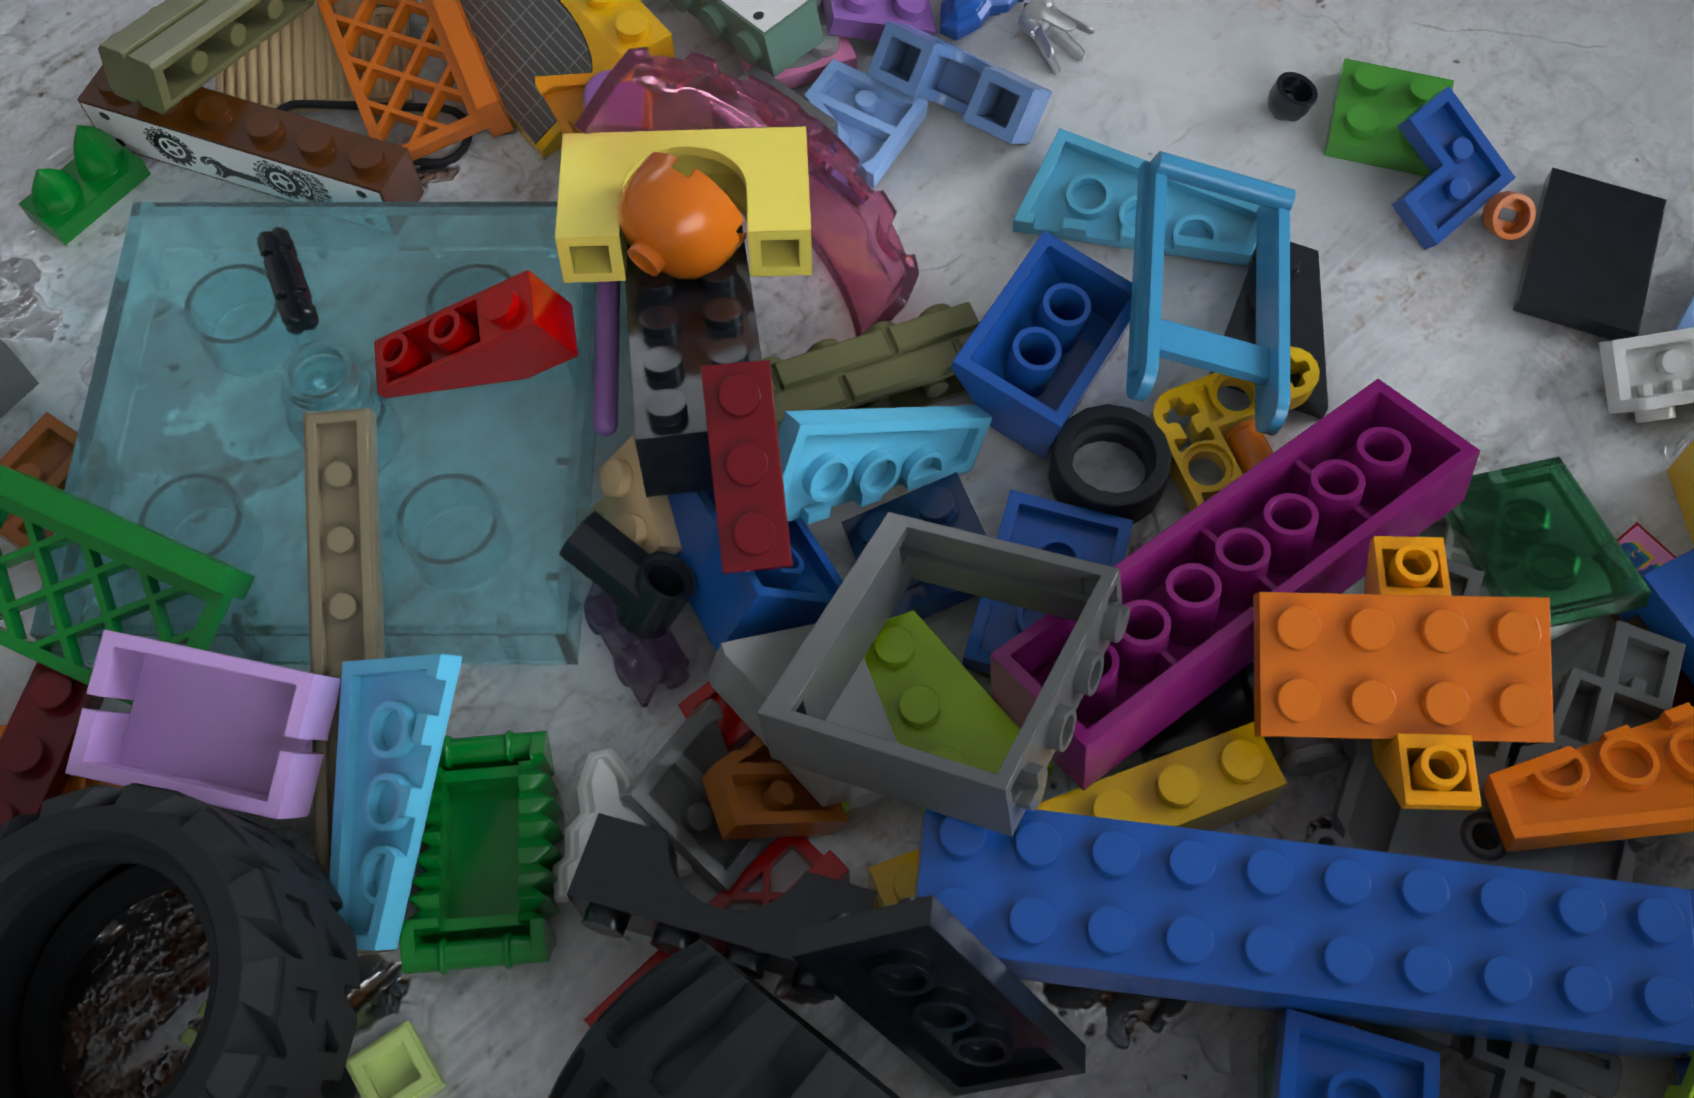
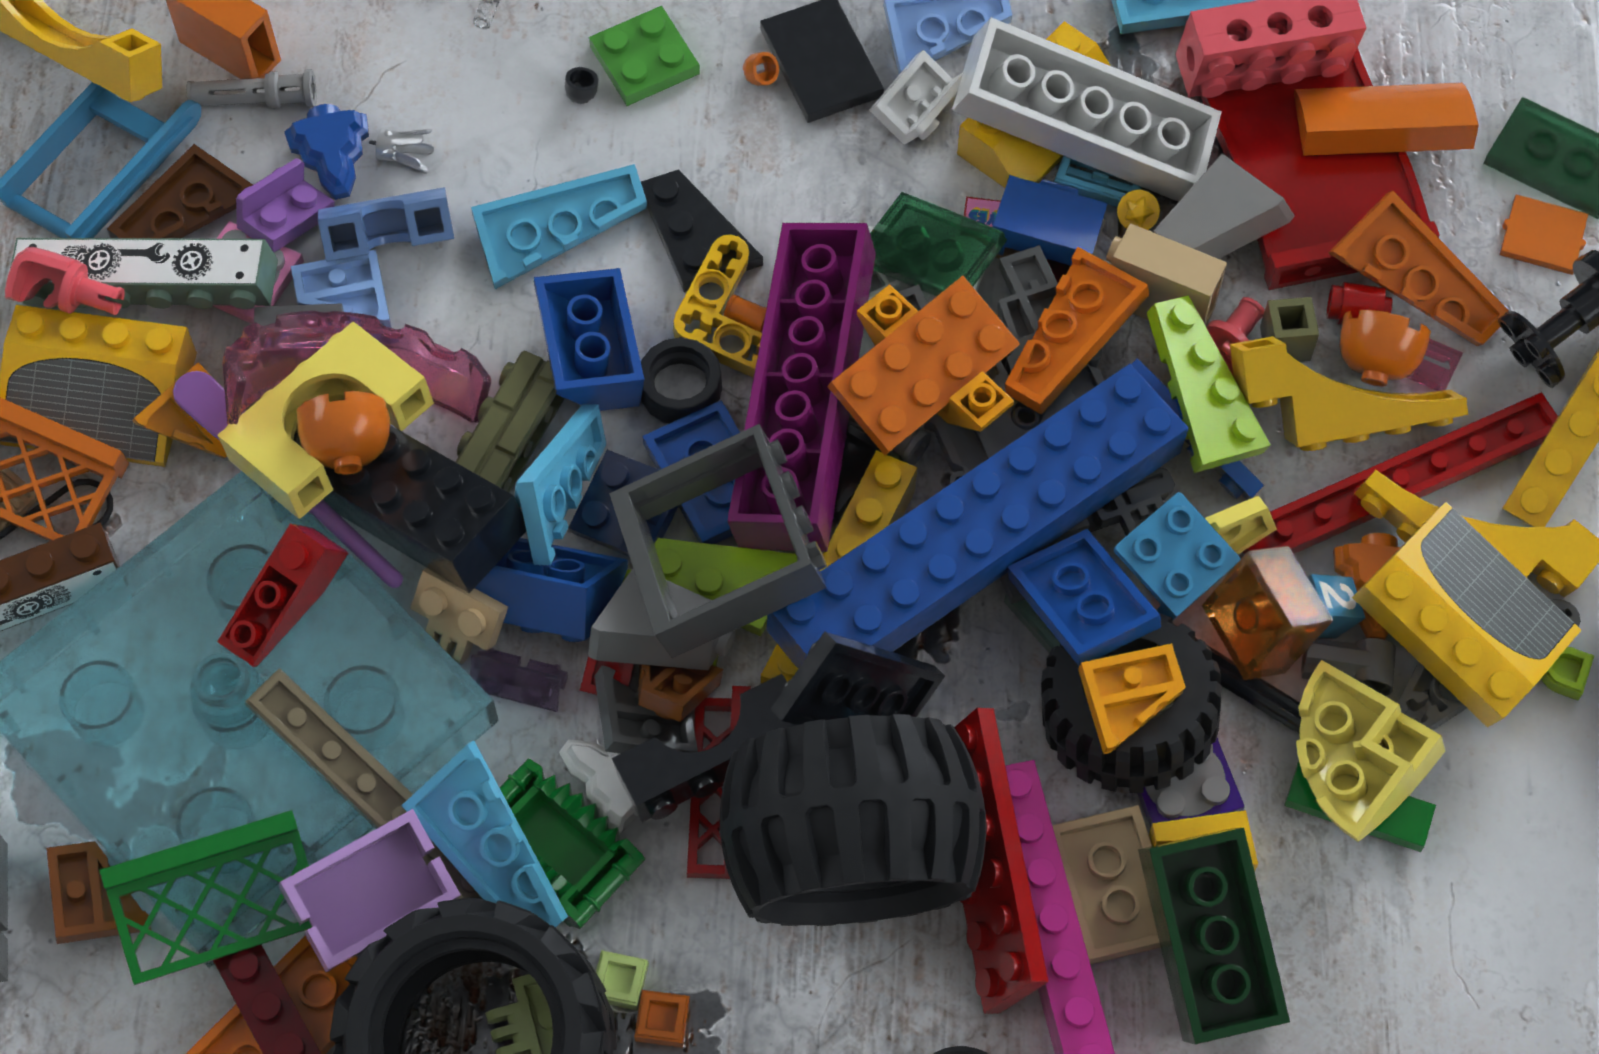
camera: 45 degrees left, 0 degrees up
(287, 281) = (125, 651): black axle -> none
(646, 586) = (511, 642): black piece -> none
(746, 467) = (523, 527): dark red plate -> none
(1155, 338) = (652, 292): dark azure piece -> none
(1461, 167) = (716, 61): blue plate -> none

